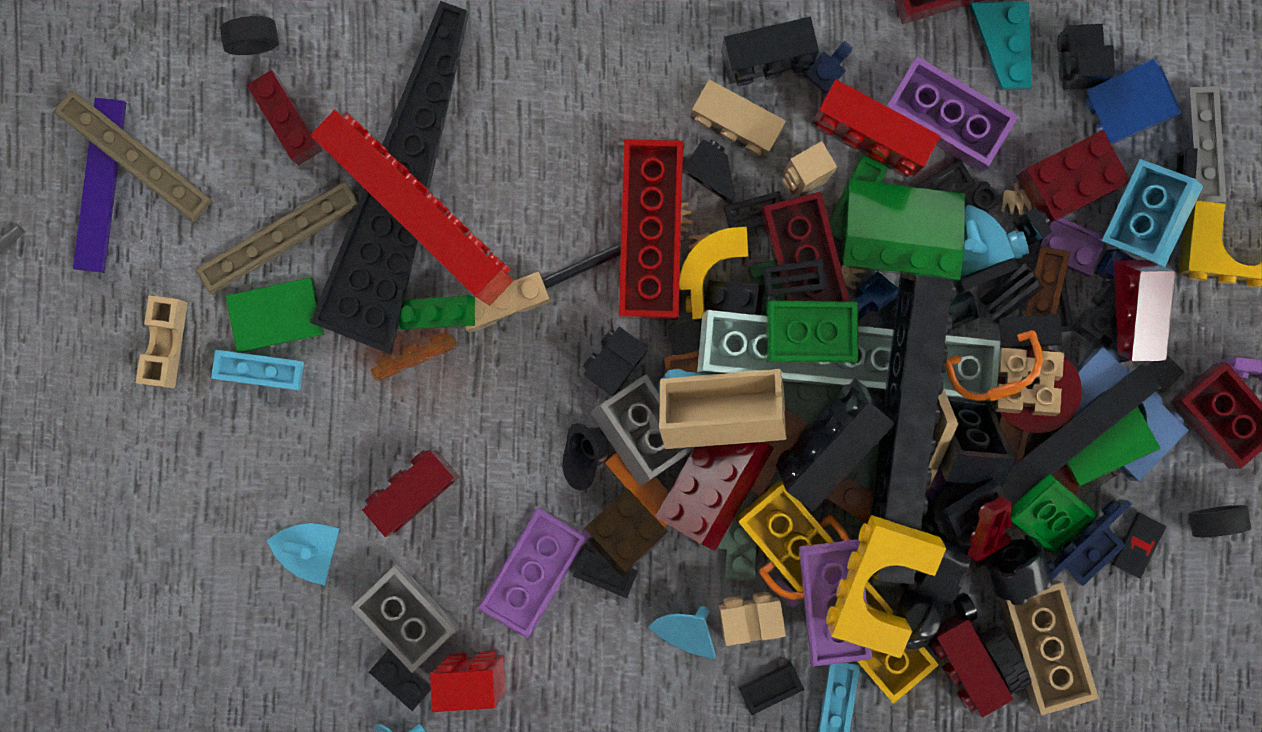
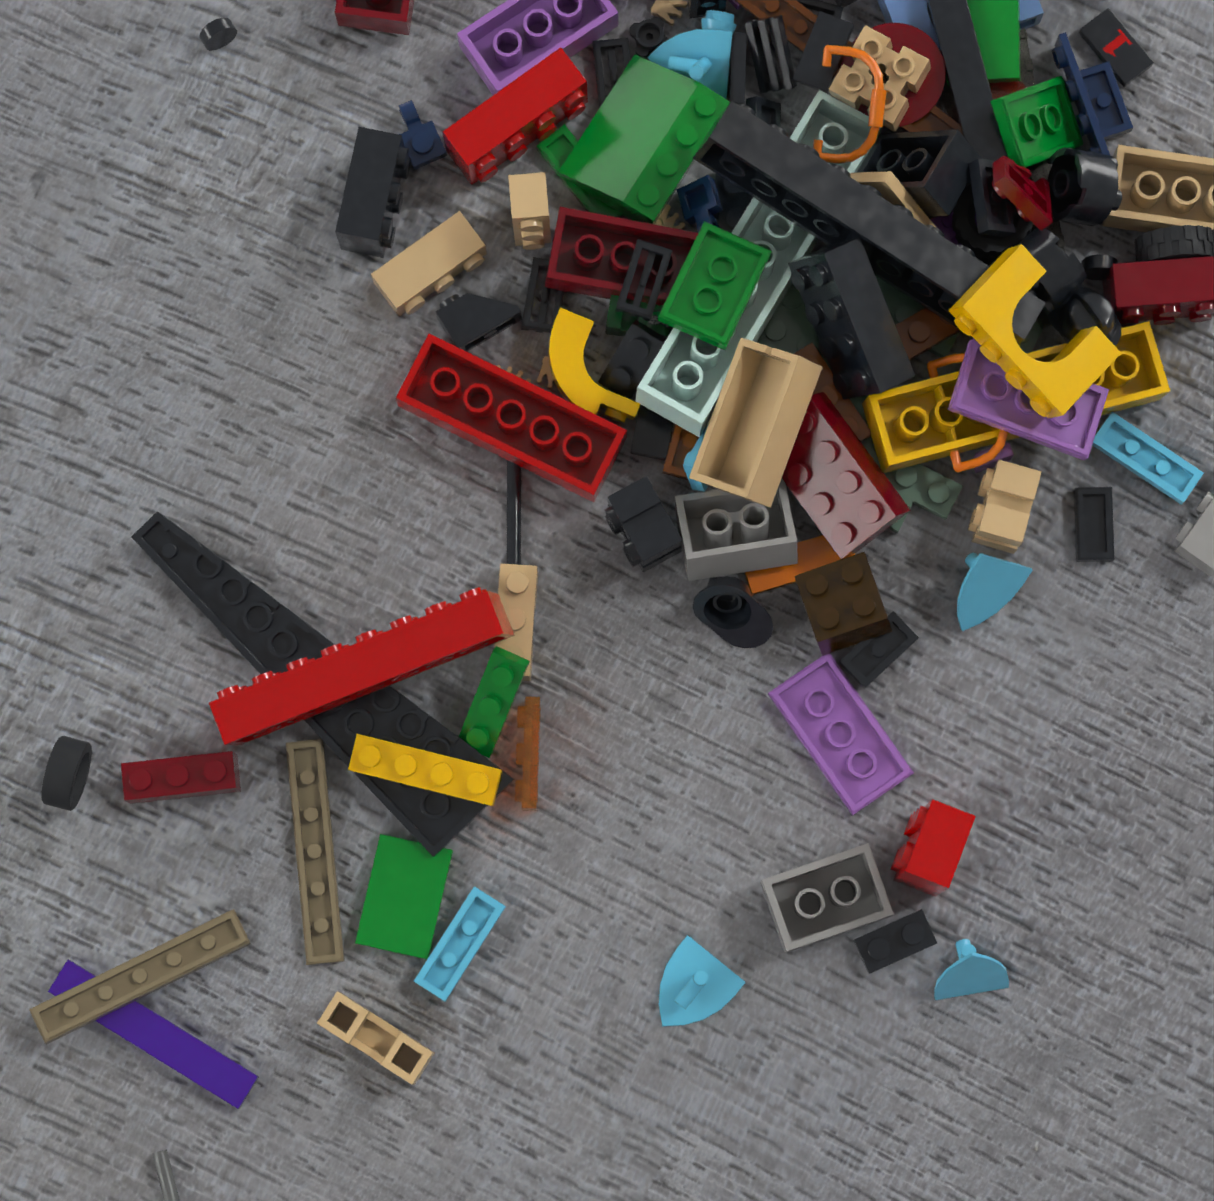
camera: 70 degrees left, 5 degrees down
(366, 287) = (425, 769): none -> yellow plate
(409, 492) = (684, 824): dark red brick -> none

